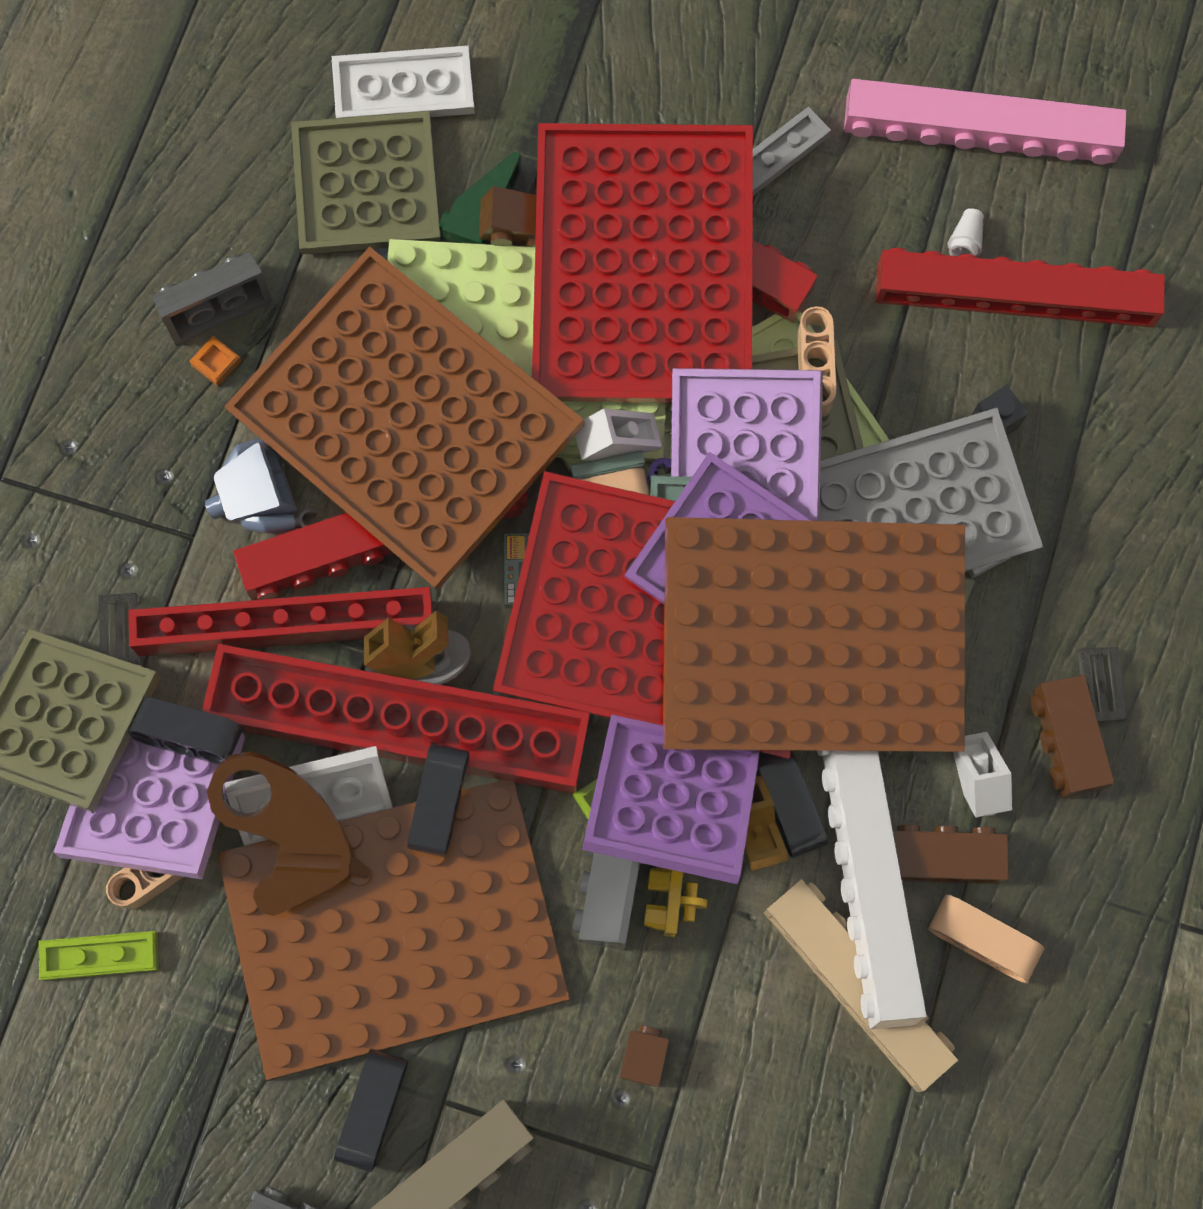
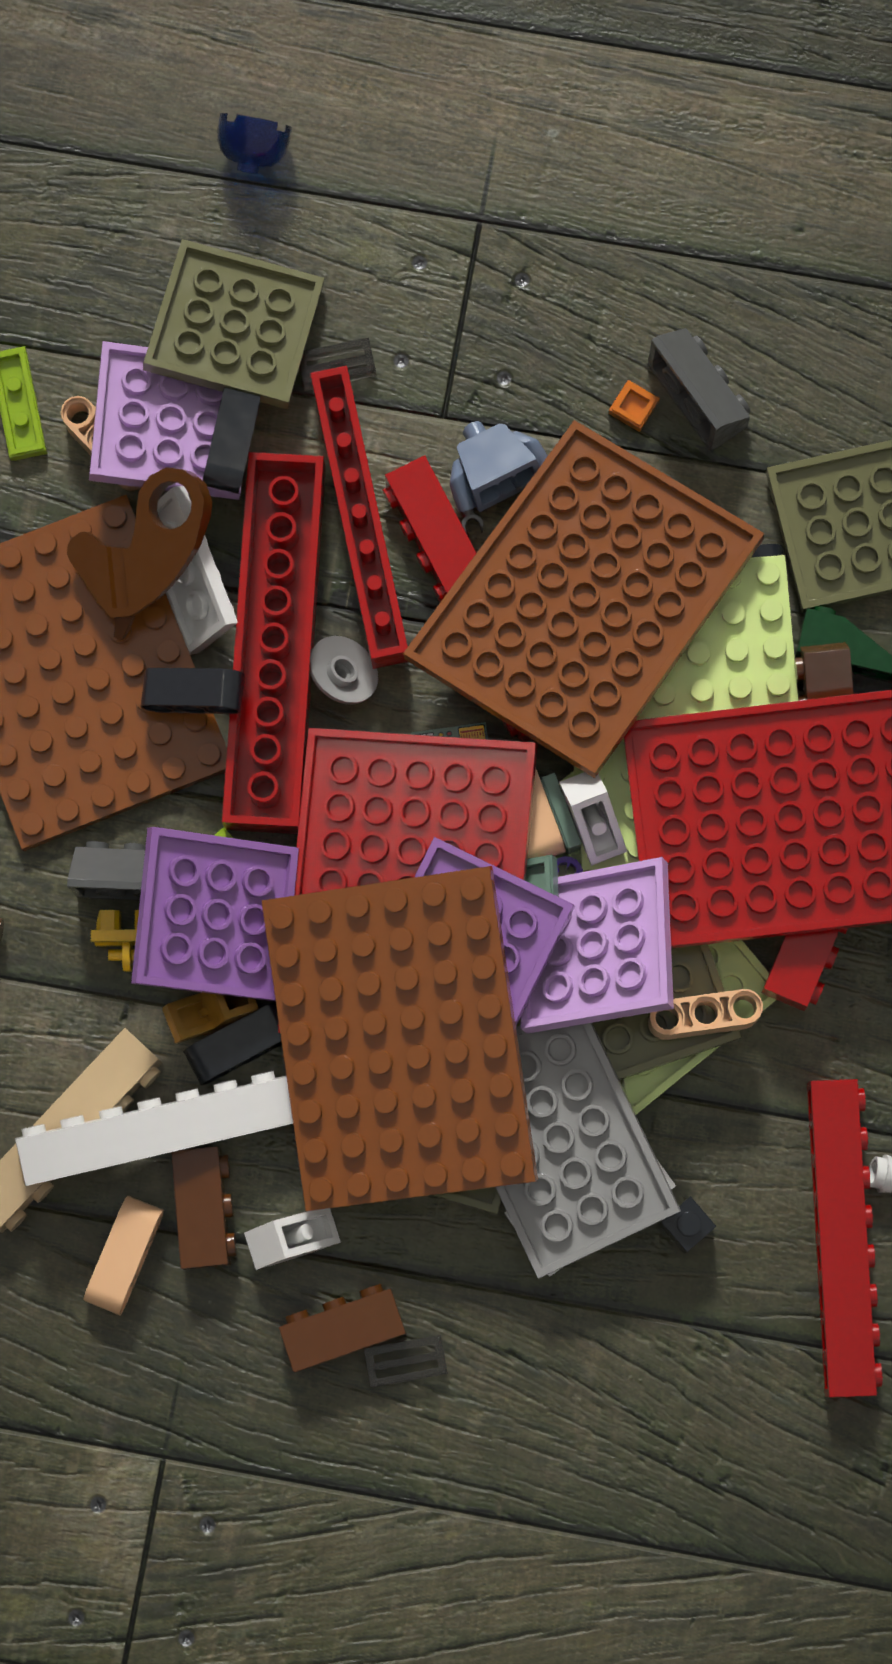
camera: 90 degrees right, 5 degrees up
(406, 652) = (339, 637): pearl gold brick -> none

